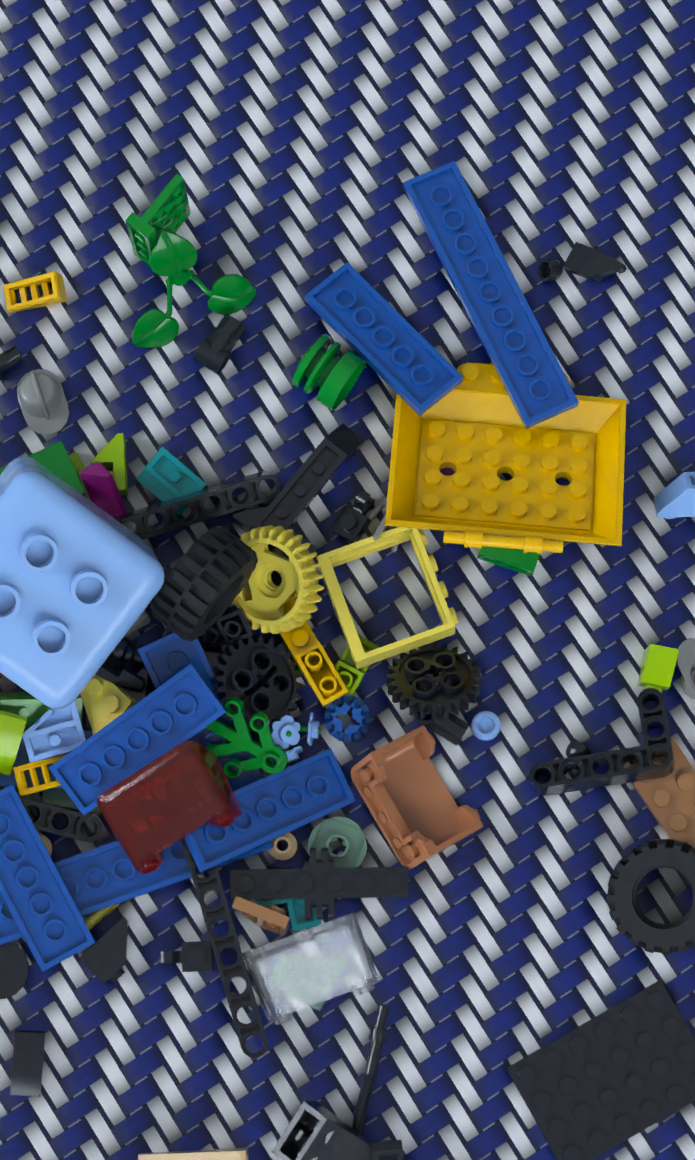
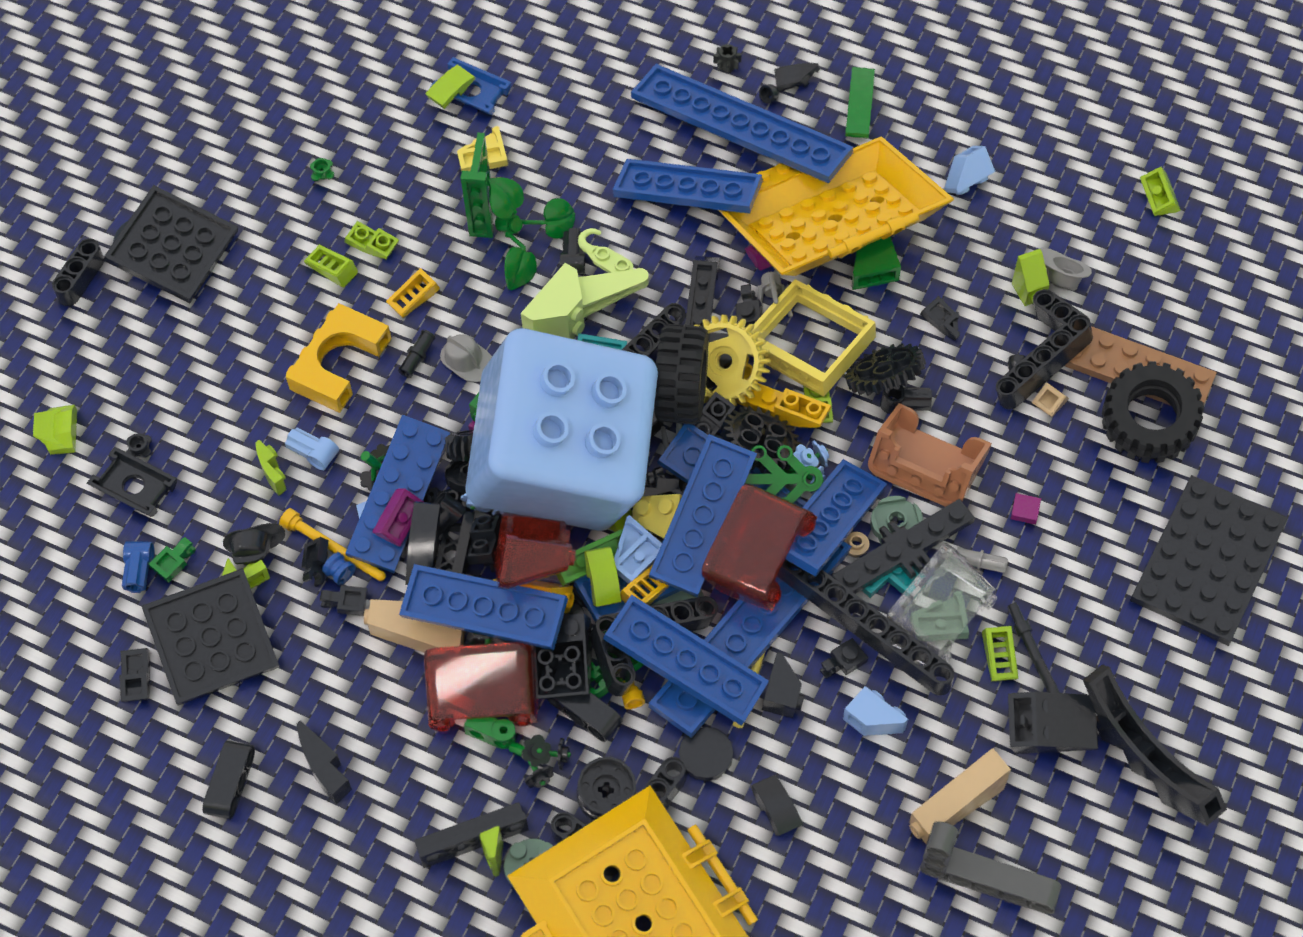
camera: 30 degrees left, 20 degrees down
(31, 202) = (372, 242): none -> lime slope
(32, 76) = (319, 165): none -> green plate
(174, 1031) = (873, 715): none -> light blue slope
(175, 402) = (569, 298): none -> yellowish green slope
(207, 164) = (495, 151): none -> light yellow wing
(220, 61) = (449, 85): none -> lime slope
(247, 50) = (490, 87): none -> blue piece
(267, 918) = (882, 589): medium nougat wing -> none
(324, 369) = (664, 224): green wheel -> none
(340, 707) = (834, 444): blue gear -> none
(351, 1022) = (1006, 633): none -> lime slope
(389, 939) = (984, 560): none -> light grey axle
(473, 911) = (1025, 508): none -> magenta tile
(485, 725) = (941, 387): light blue tile -> none
(539, 194) = (727, 58): none -> pearl dark grey gear
(543, 649) = (942, 317): none -> black slope
(585, 808) = (1049, 399): none -> tan slope
(635, 341) = (860, 102): none -> green slope

